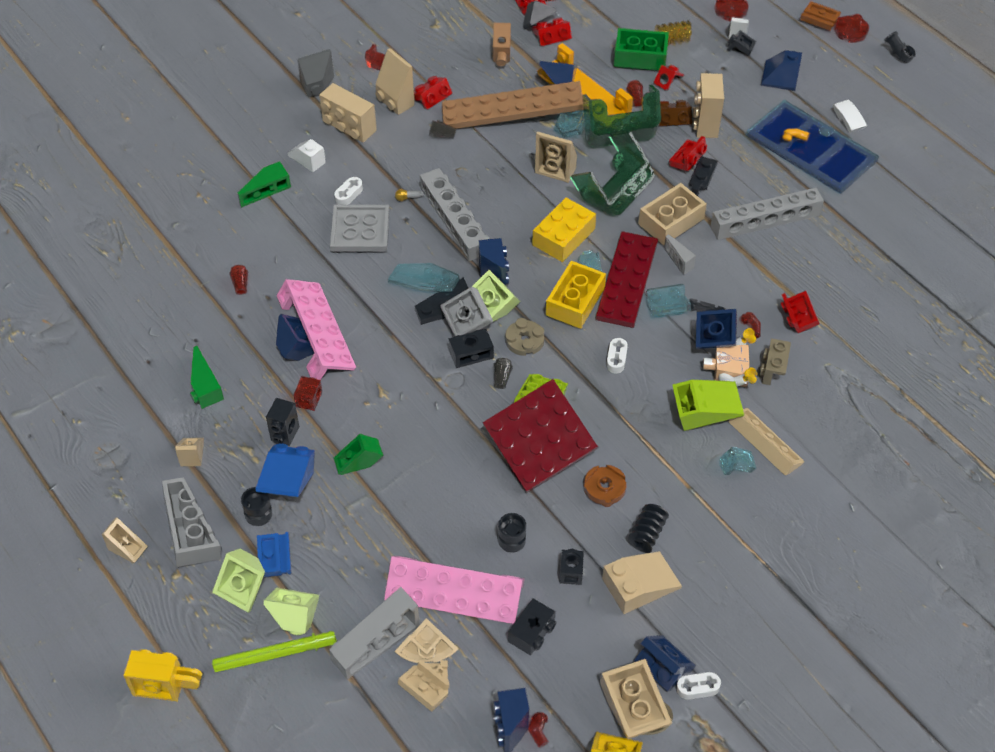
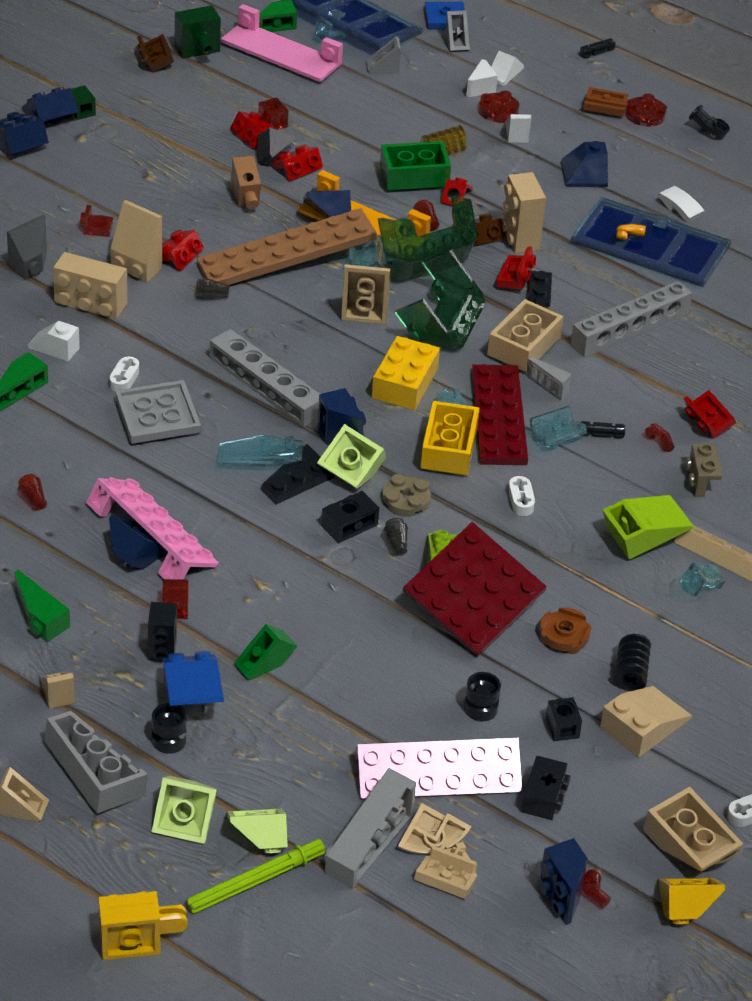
camera: 20 degrees left, 10 degrees down
(274, 553) = (211, 771): blue plate -> none
(402, 194) = (194, 367): piece -> none
(456, 309) = (332, 463): light grey brick -> none
(664, 661) = (710, 789): dark blue bracket -> none
(716, 328) = (628, 443): dark blue slope -> none
(733, 361) = (658, 476): torso -> none
(742, 42) = (528, 141): black bracket -> none

